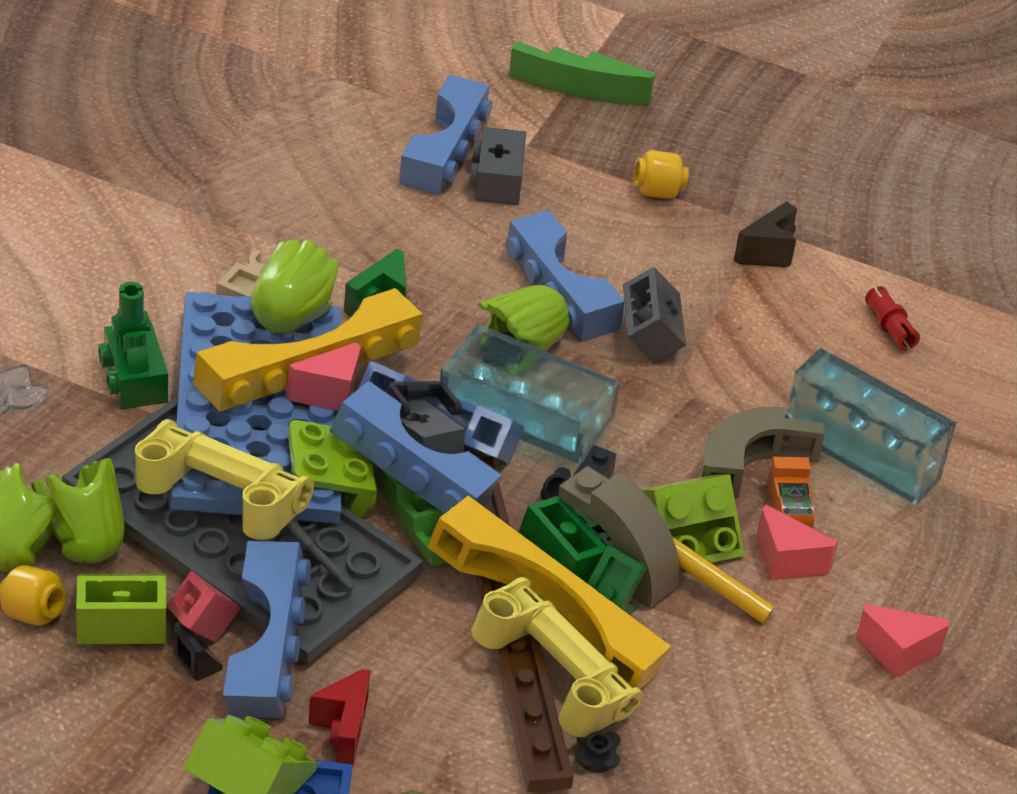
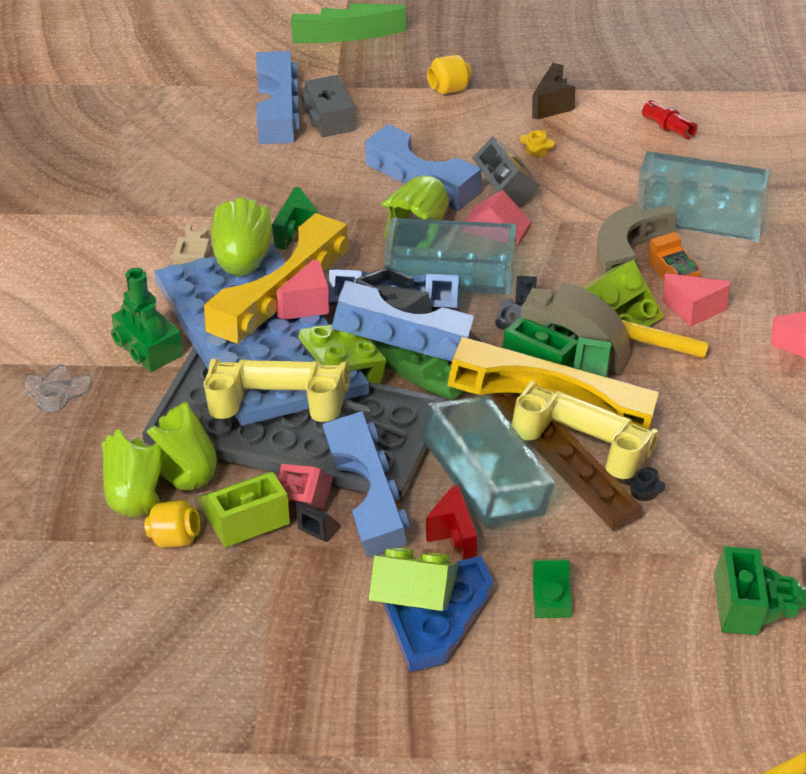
camera: 15 degrees left, 0 degrees up
(421, 653) = (487, 460): none -> clear light blue piece
(622, 362) = (501, 209): none -> coral slope
(718, 292) = (537, 143): none -> yellow plate

